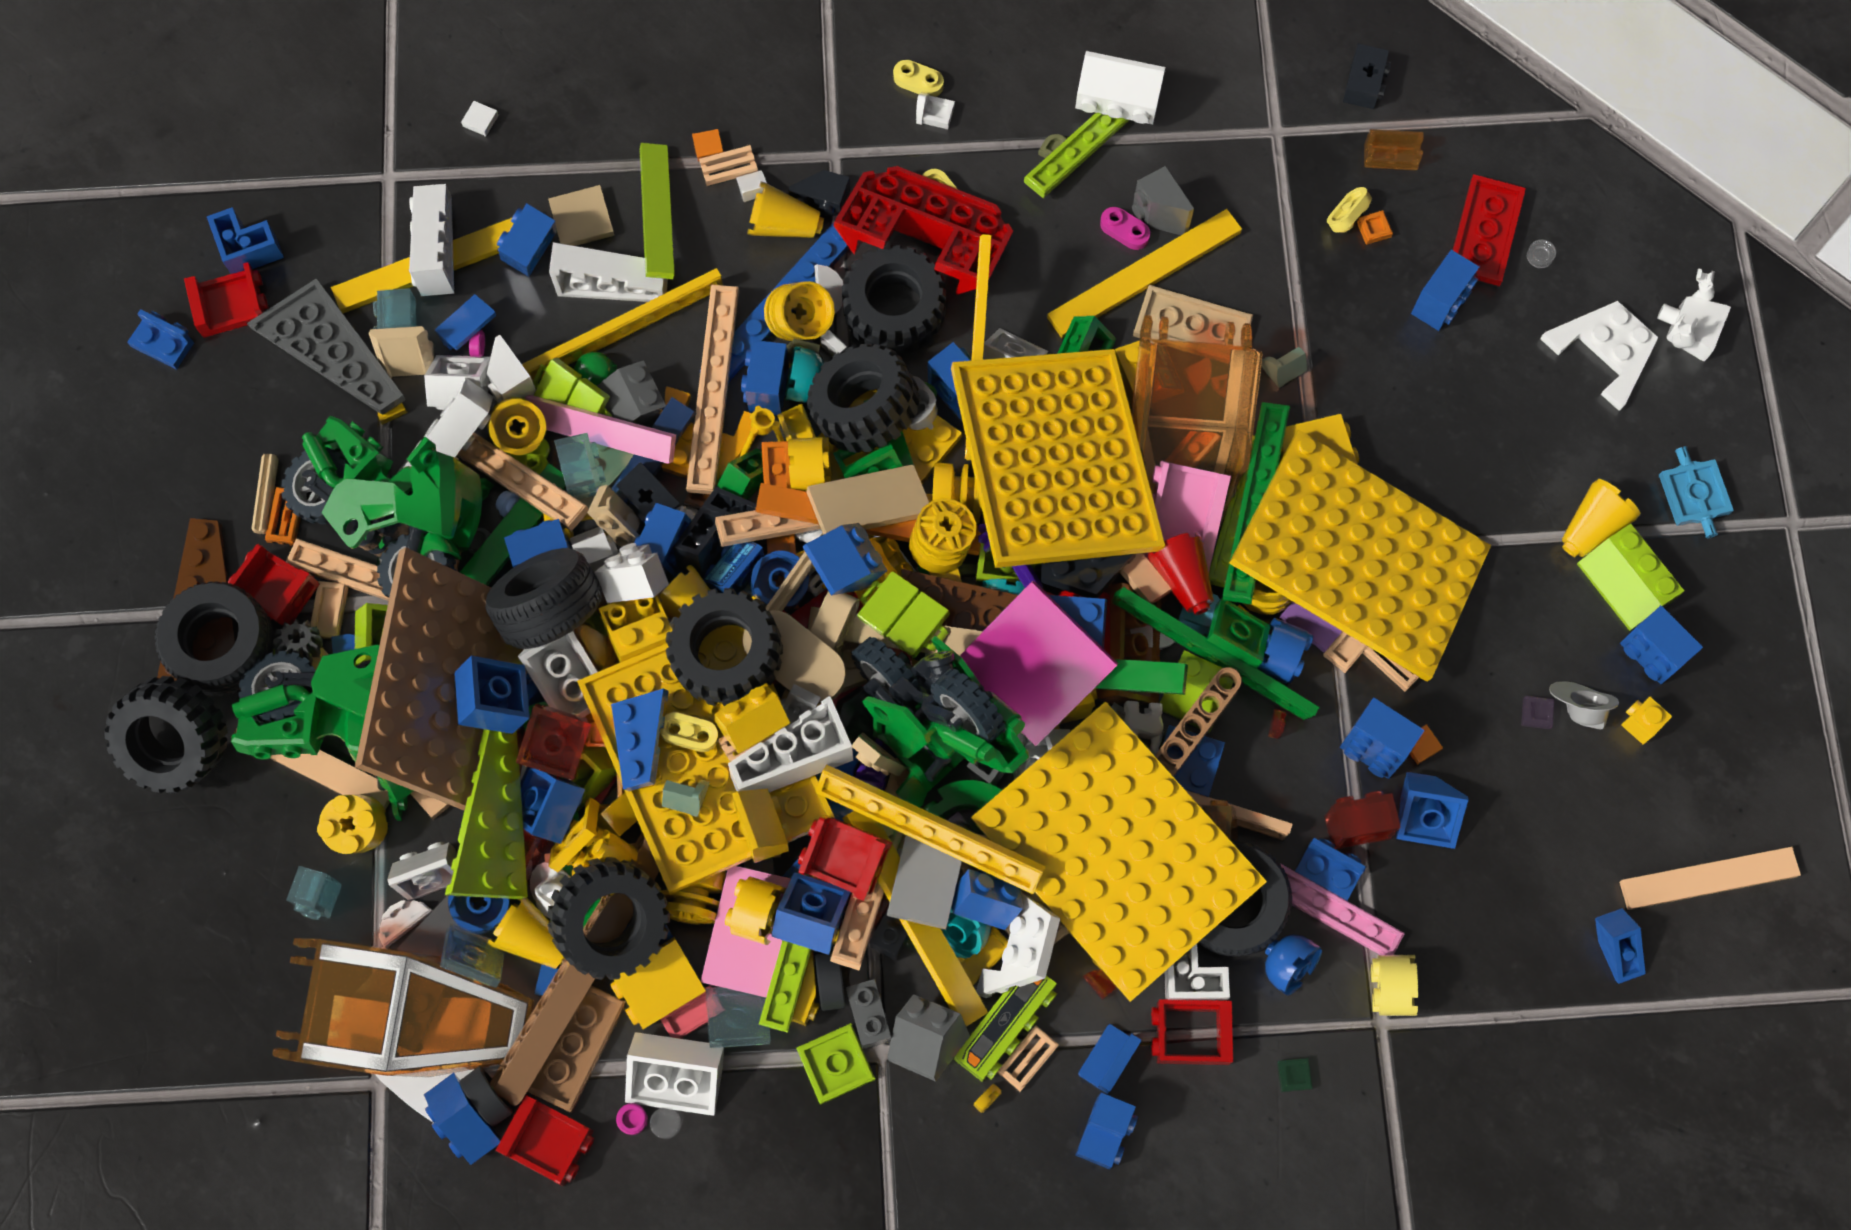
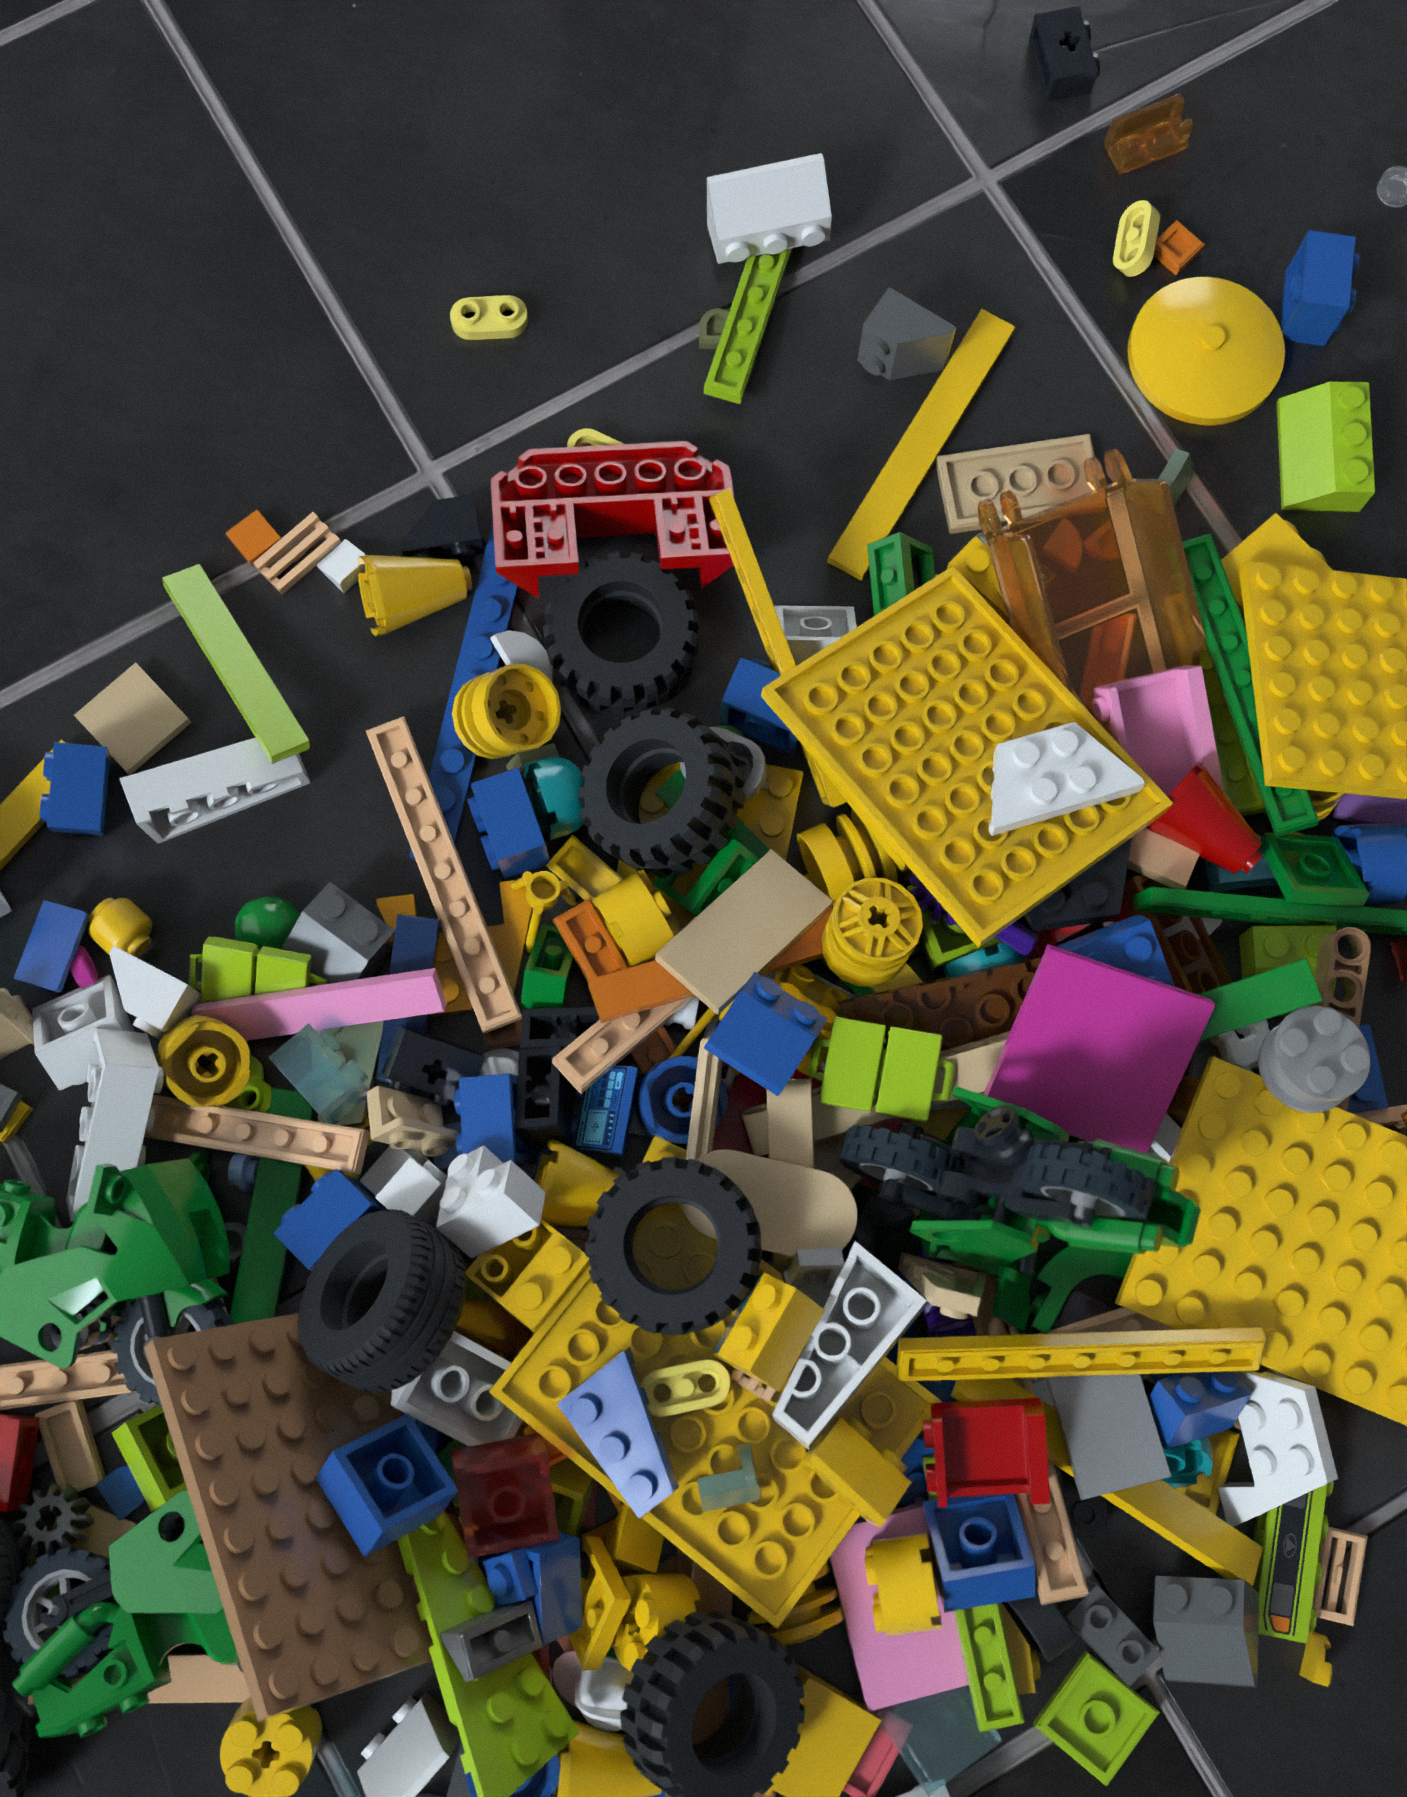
camera: 30 degrees left, 5 degrees up
(506, 812) = (493, 1639): none -> flat silver slope
(512, 329) = (120, 925): none -> yellow head
(534, 788) = (510, 1577): none -> blue plate
(628, 322) = (274, 841): yellow tile -> none
(832, 343) = (574, 736): white tile -> none
(934, 111) = (534, 352): white tile -> none
(1098, 494) = (1054, 776): none -> white wing
(1100, 983) = (1371, 1424): clear red tile -> none
(1123, 228) = (865, 396): dark pink plate -> none
(1162, 729) = (1314, 1059): none -> light grey wheel
(1358, 299) = (1206, 351): none -> yellow dish
(1398, 391) = (1326, 448): none -> lime slope
(1489, 226) = (1316, 178): red plate -> none

